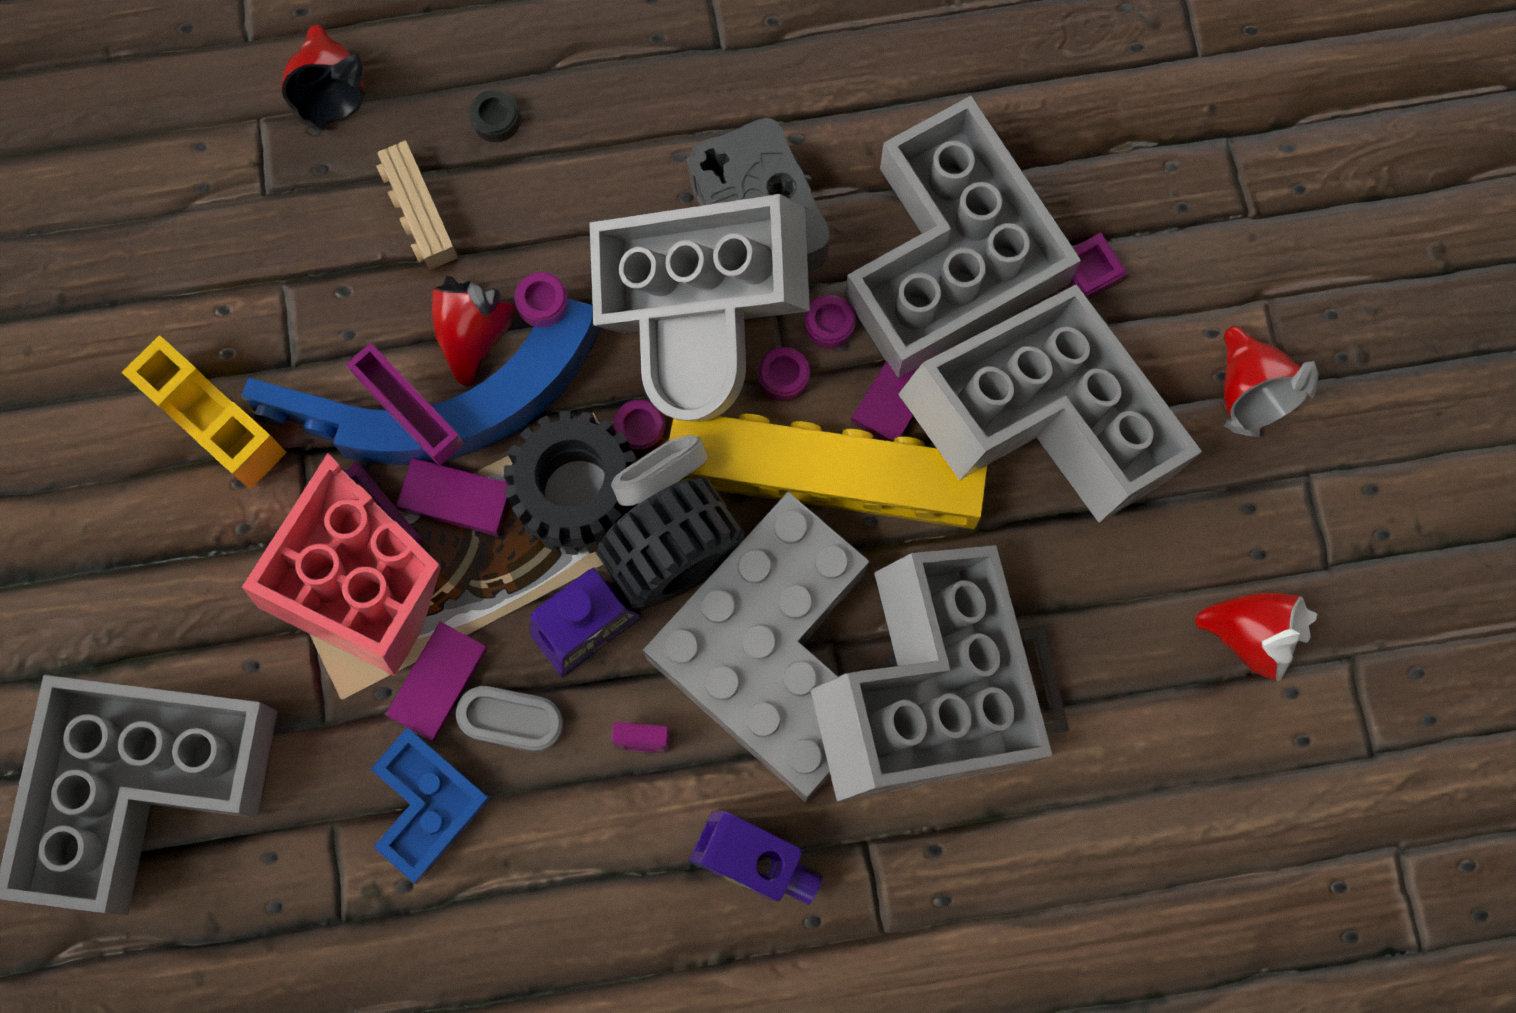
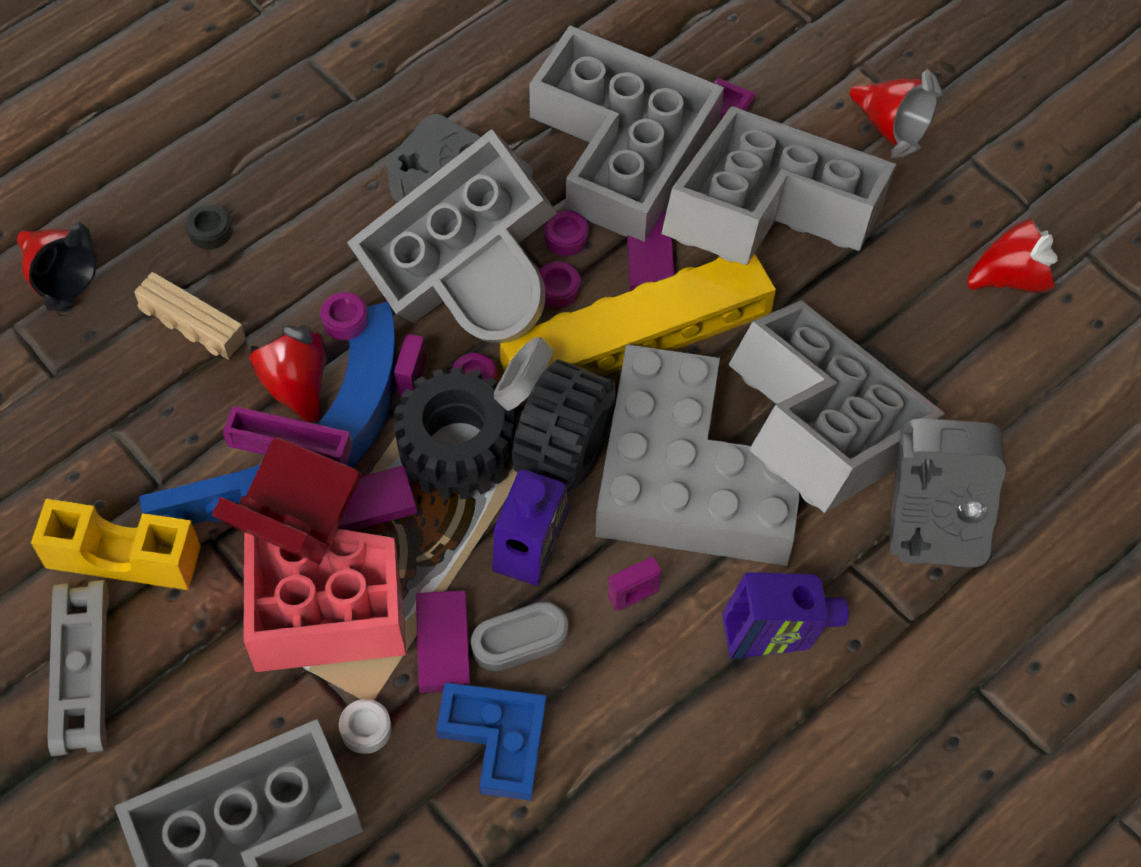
camera: 35 degrees left, 15 degrees down
(111, 508) = (78, 668): none -> light grey plate
(320, 719) = (365, 726): none -> white tile
(357, 479) = (293, 500): none -> dark red bracket
(581, 383) = (410, 363): none -> magenta tile
(984, 844) = (946, 492): none -> dark grey axle

